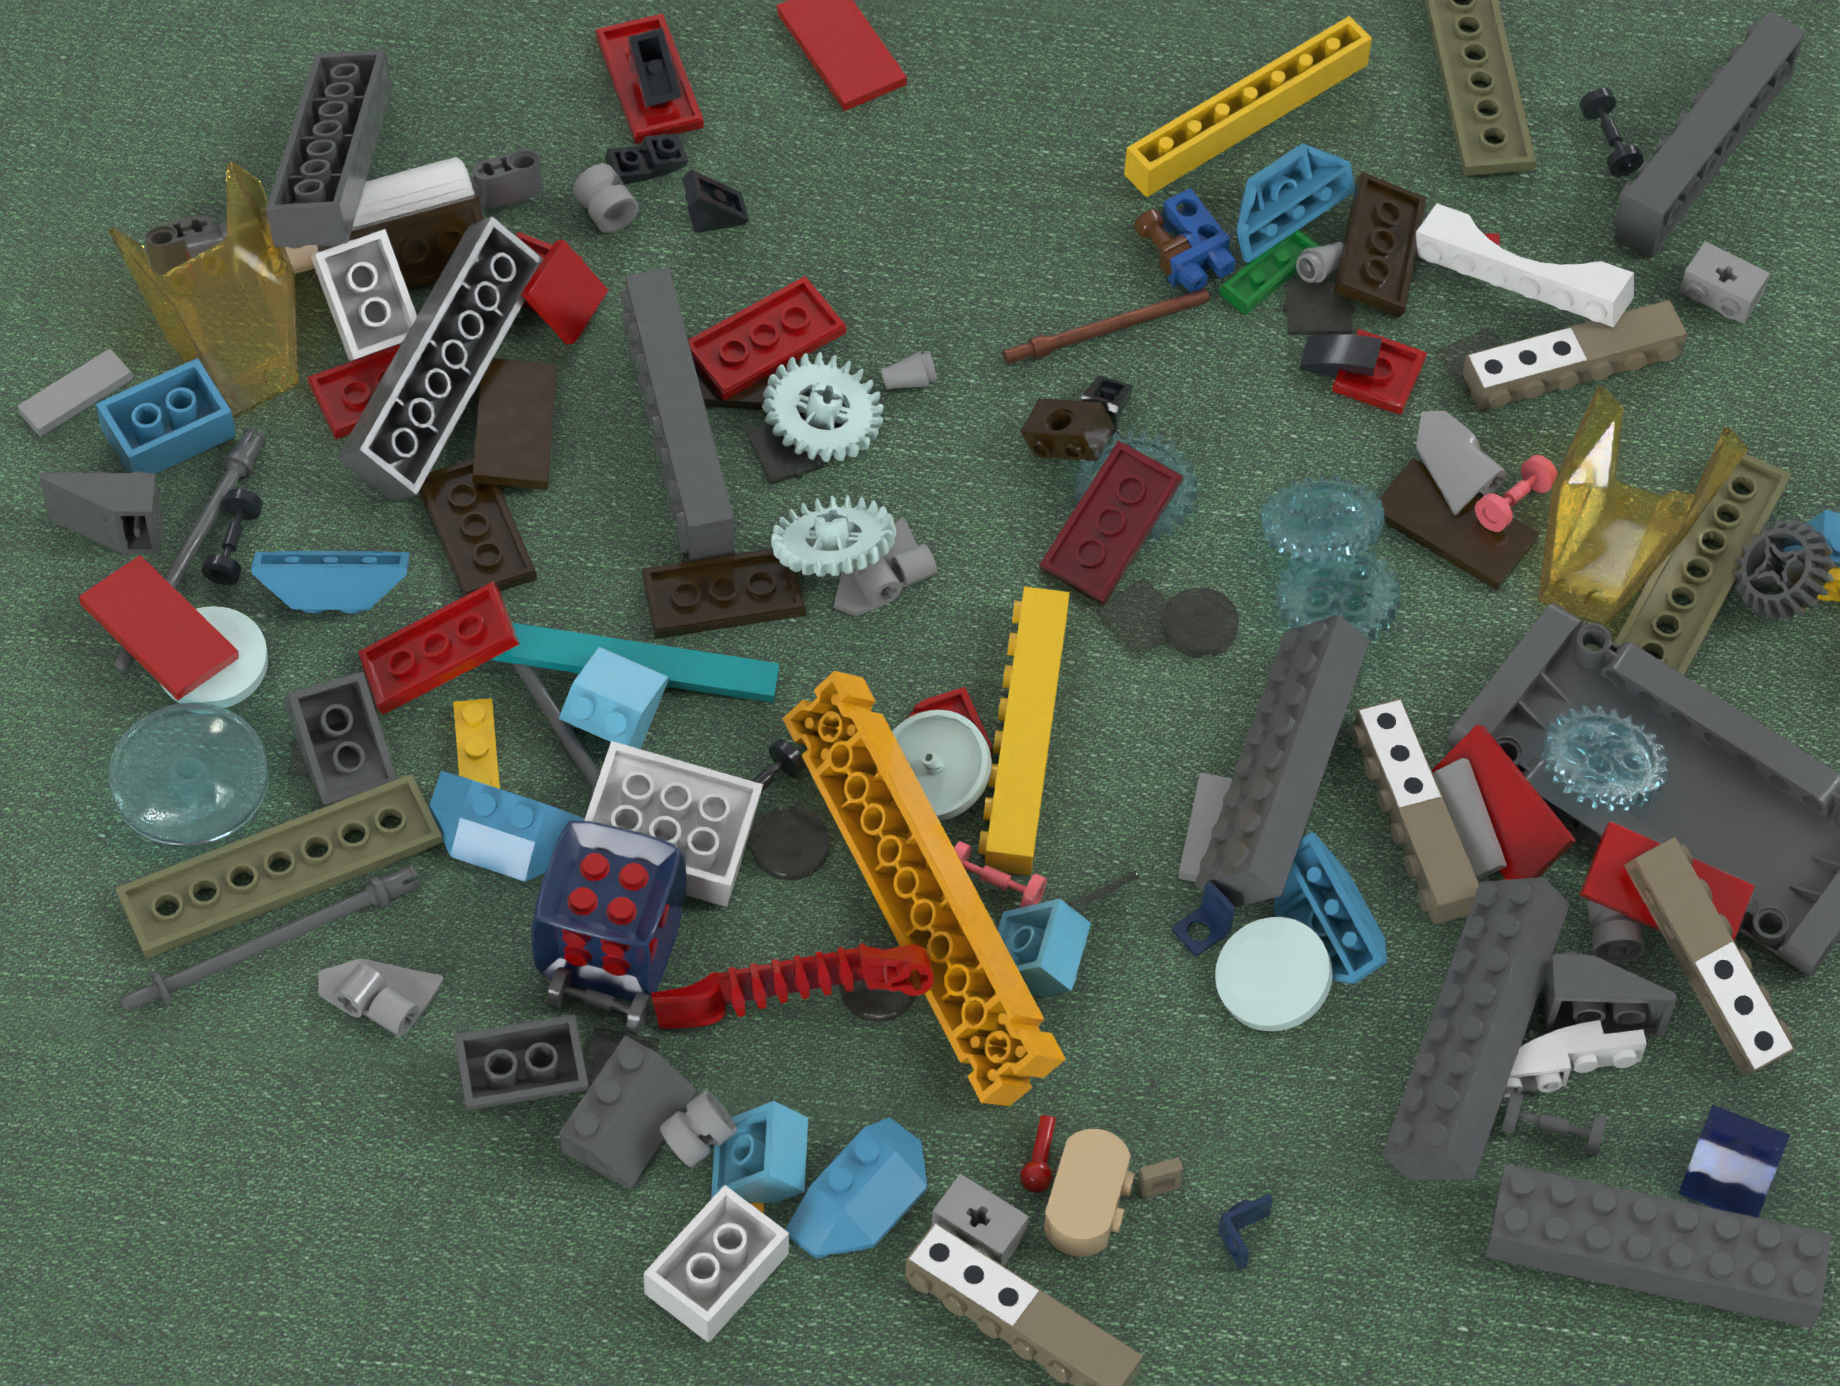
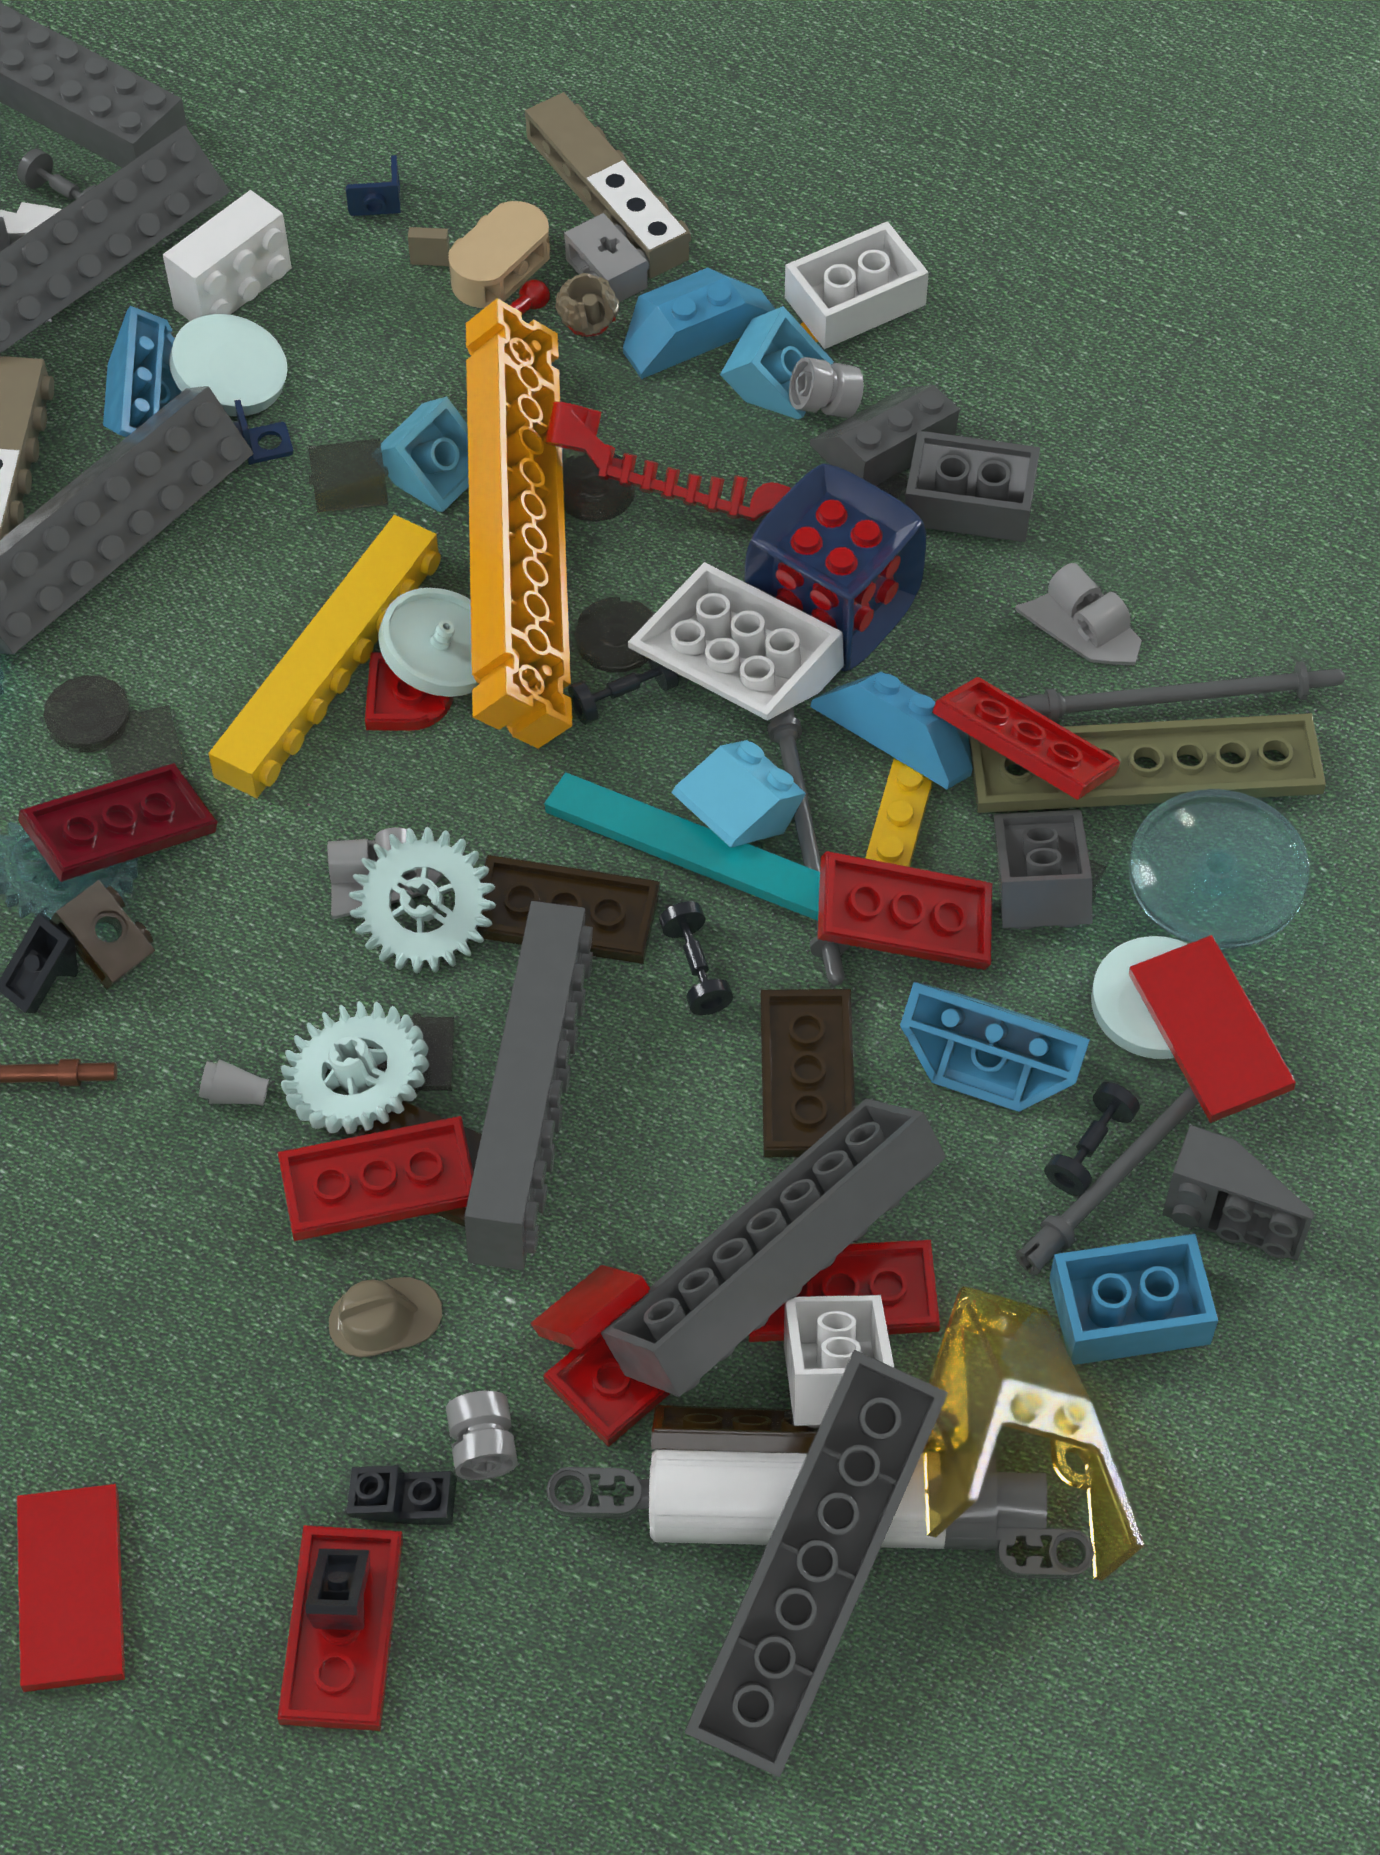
camera: 155 degrees left, 0 degrees up
(74, 392) = (1230, 1406): light grey tile -> none
(385, 817) = (1027, 737): none -> red tile
(515, 424) = (714, 1165): dark brown tile -> none
(574, 549) = (683, 921): none -> black wheel
(713, 203) = (351, 1386): black slope -> none
(716, 265) = (384, 1316): none -> dark tan piece
(970, 1149) = (587, 304): none -> dark tan piece
(1031, 894) = (409, 505): coral wheel -> none
(1204, 816) = (204, 522): light grey tile -> none
(1331, 1067) = (228, 259): none -> white brick

